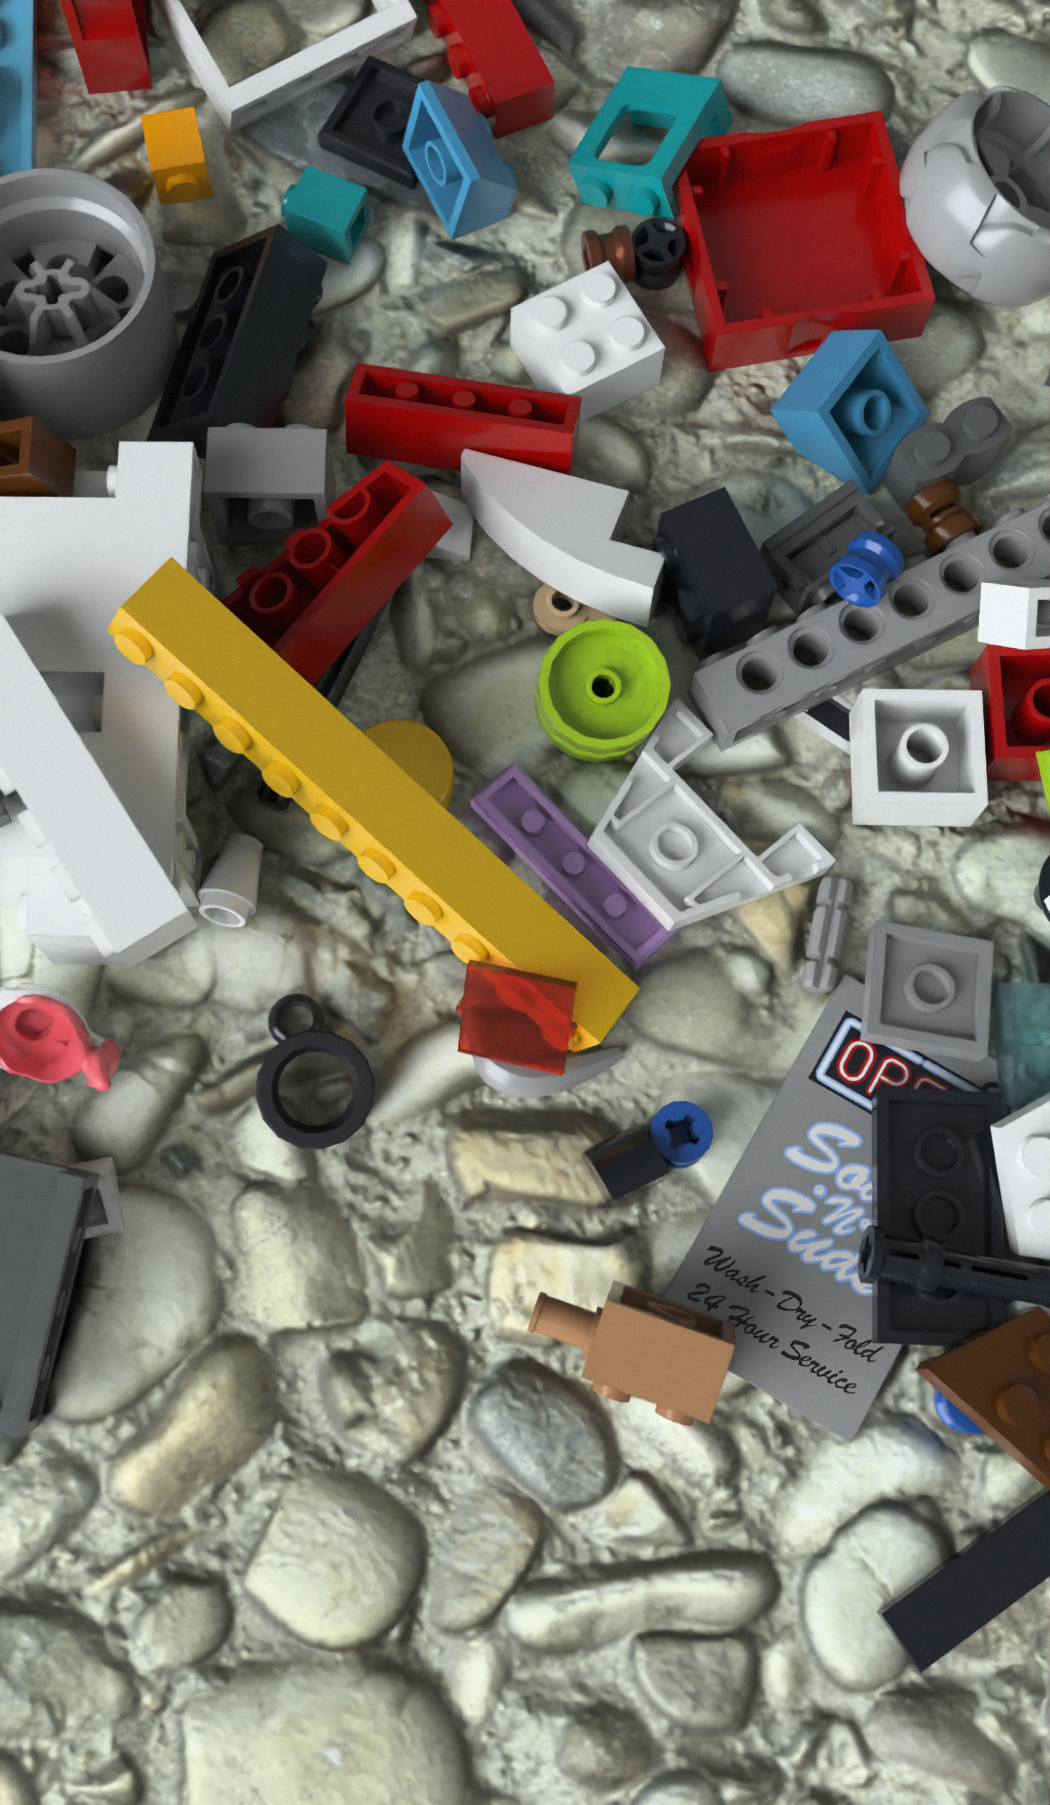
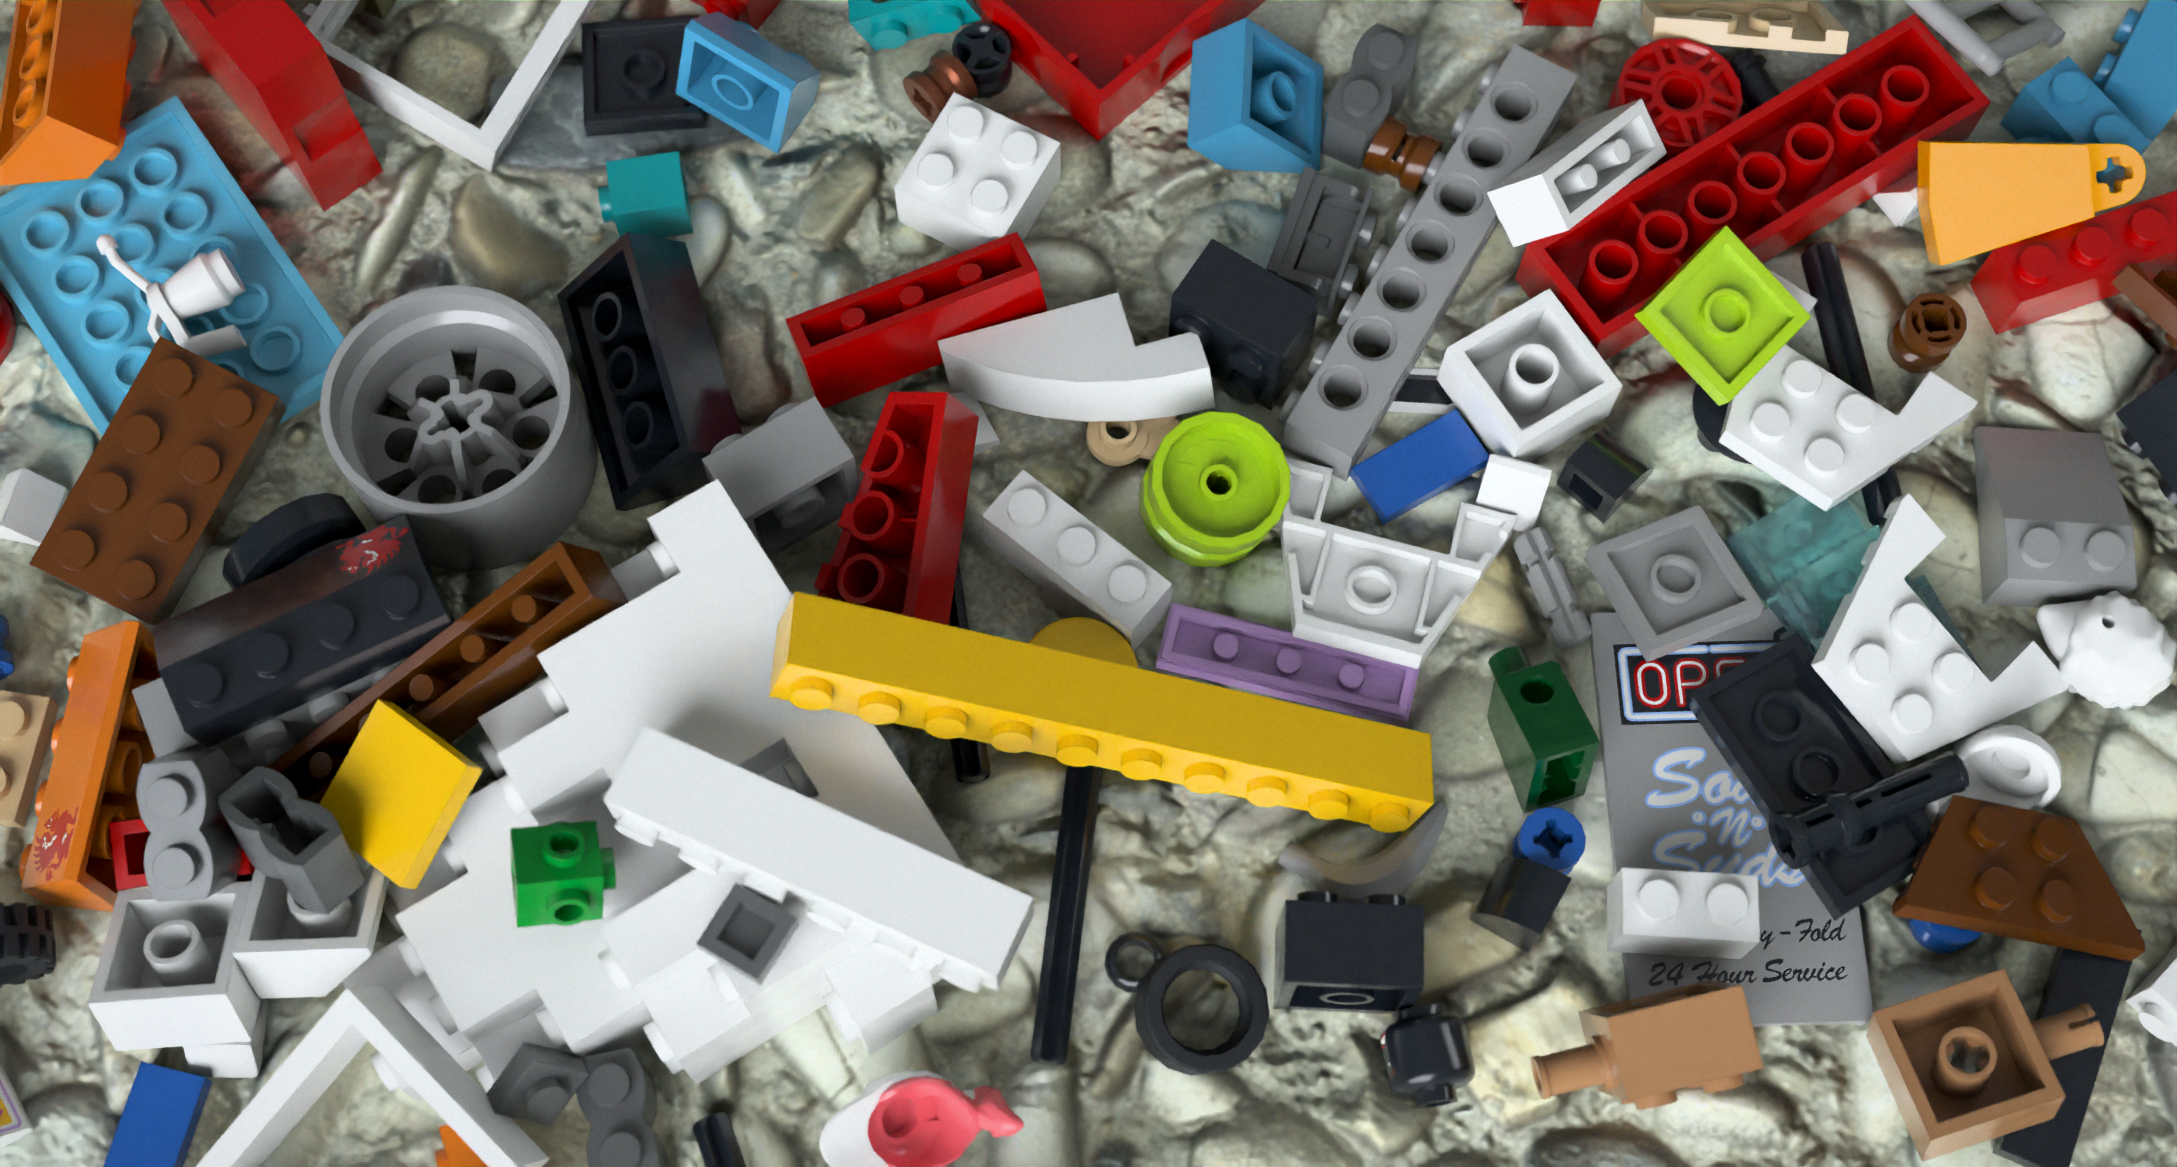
camera: 30 degrees left, 5 degrees down
(176, 156) = (464, 223): light orange brick -> none
(233, 882) = (990, 855): white cone -> none
(264, 955) = (1066, 915): none -> black axle
(451, 1116) = (1348, 954): none -> black brick
(458, 684) = (1075, 559): none -> white brick
(468, 1237) = (1427, 1055): none -> black head
(516, 1016) = (1346, 826): clear red piece -> none
(732, 1038) = (1539, 730): none -> dark green torso
(746, 1257) = (1682, 913): none -> white brick
(786, 774) = (1419, 466): none -> blue tile
(847, 837) = (1514, 489): none -> white slope
(866, 569) = (1379, 239): blue wheel -> none
(932, 869) = (1603, 474): none -> black brick
(933, 1510) = (1984, 1028): none -> medium nougat brick

